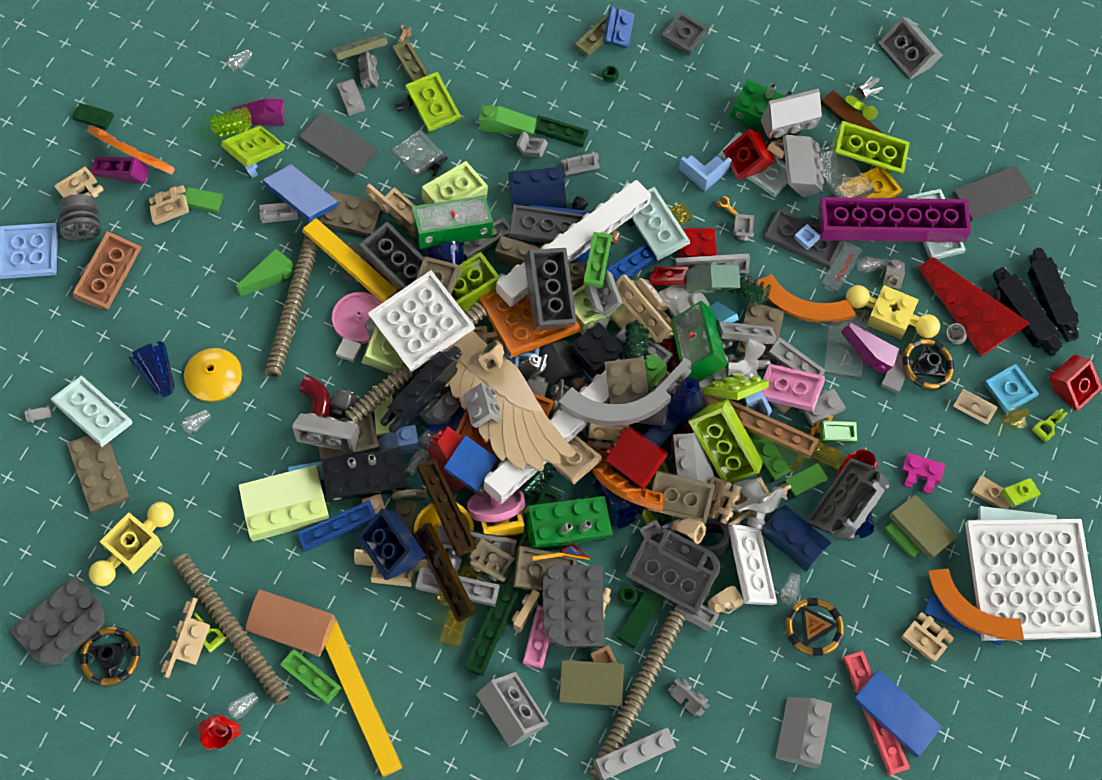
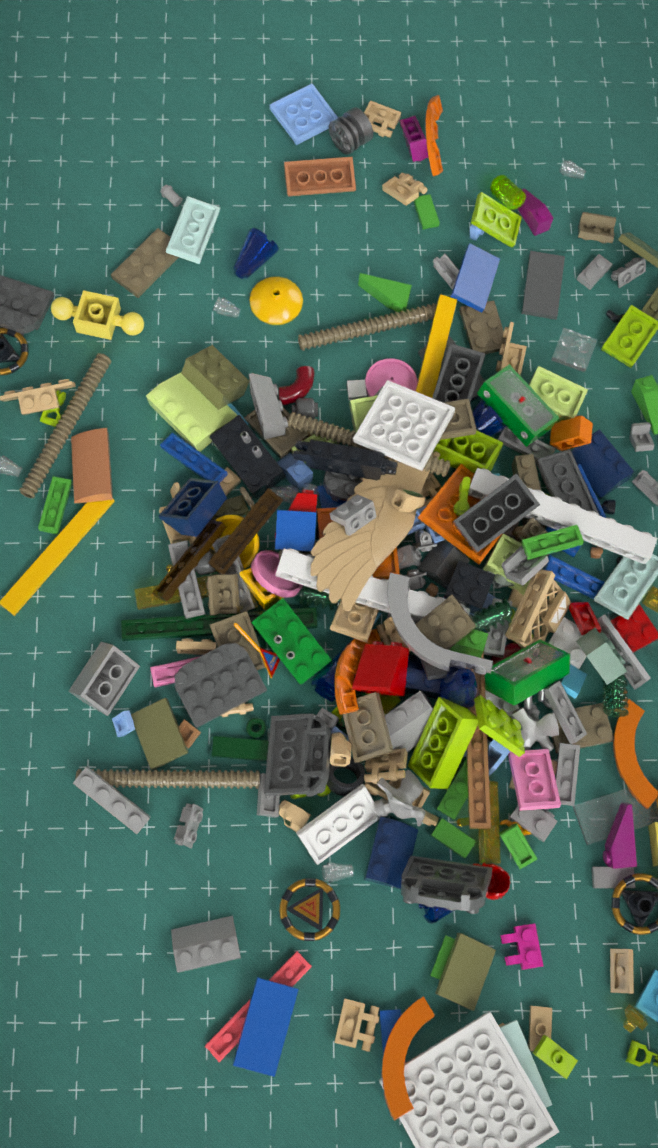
camera: 60 degrees right, 5 degrees up
(93, 116) = (450, 95): dark green tile -> none
(265, 464) = (215, 377): none -> olive brick
(311, 72) = (596, 227): none -> dark tan bracket
(436, 166) = (571, 371): black hand -> none
(500, 194) = (571, 433): none -> orange brick
(508, 305) = (462, 505): none -> lime piece
(566, 711) = (123, 723): none -> light blue plate

